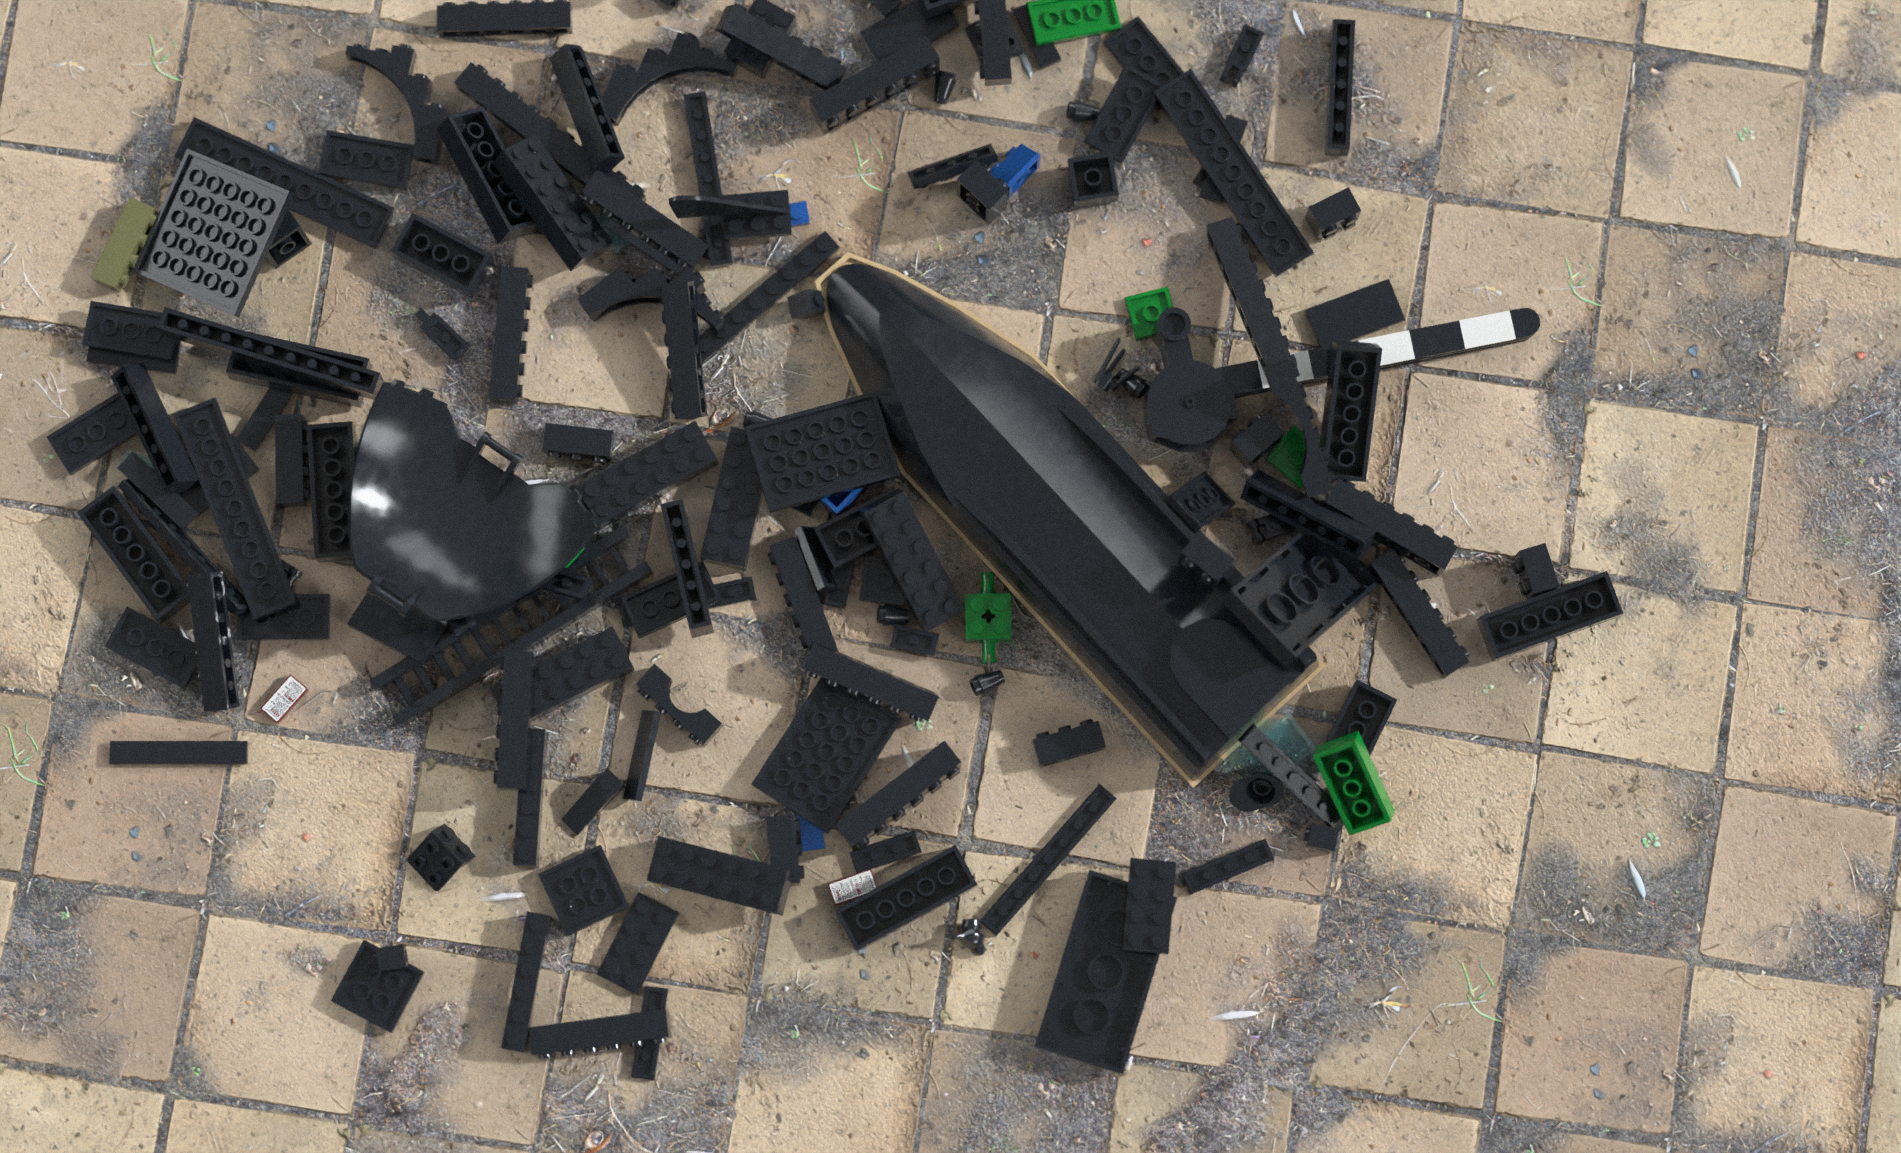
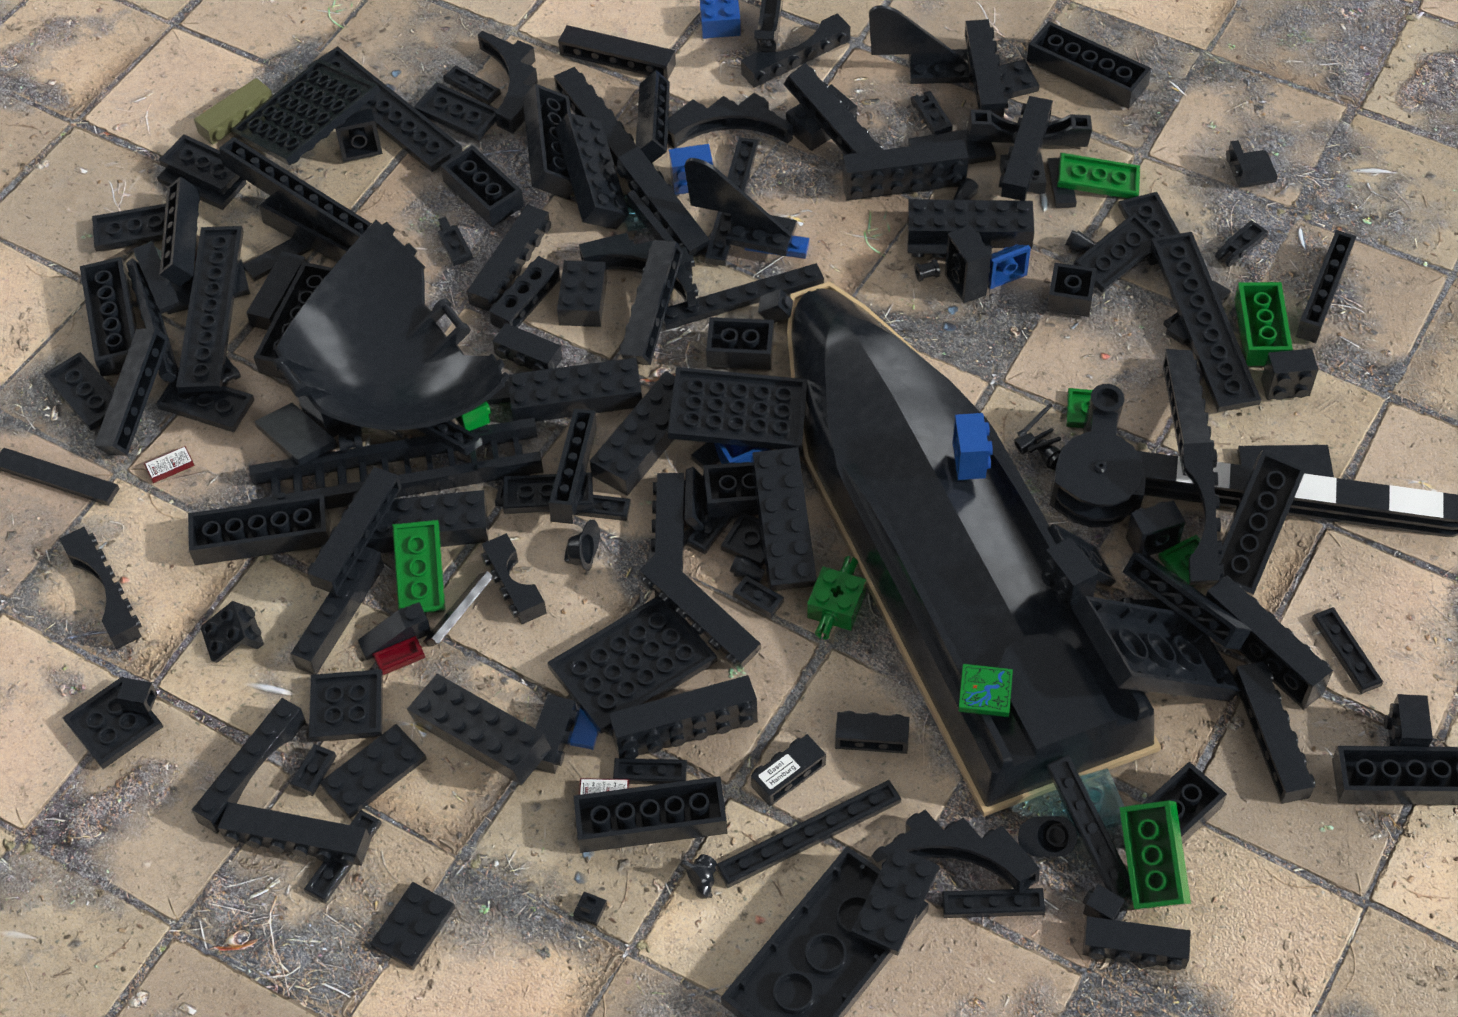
camera: 25 degrees right, 25 degrees down
(328, 885) = (117, 617): none -> black arch
(364, 115) = (471, 85): none -> black tile
(414, 743) = (258, 529): none -> black brick
(544, 410) = (525, 293): none -> black brick
(585, 964) = (313, 769): none -> black plate
(587, 729) = (419, 565): none -> green tile
(604, 354) = (582, 293): none -> black brick
(607, 821) = (399, 655): none -> dark red tile
(654, 161) = (677, 161): none -> blue brick
(729, 649) = (583, 546): none -> black piece
(741, 1073) = (412, 925): none -> black plate
(788, 362) = (740, 343): none -> black brick
(887, 1000) = (590, 908): none -> black tile
(939, 201) = (927, 270): none -> black bush
(964, 127) = (997, 221): none -> black brick
(985, 682) = (812, 653): black cone -> none
(1007, 807) = (788, 769): none -> black brick
(1072, 450) = (971, 446): none -> blue brick
(1168, 698) = (985, 690): none -> tile
(1216, 823) = (959, 841): none -> black arch
(1291, 157) = (1261, 320): none -> green brick
(1359, 861) = (1136, 943): none -> black brick
(1461, 501) = (1347, 650): none -> black tile

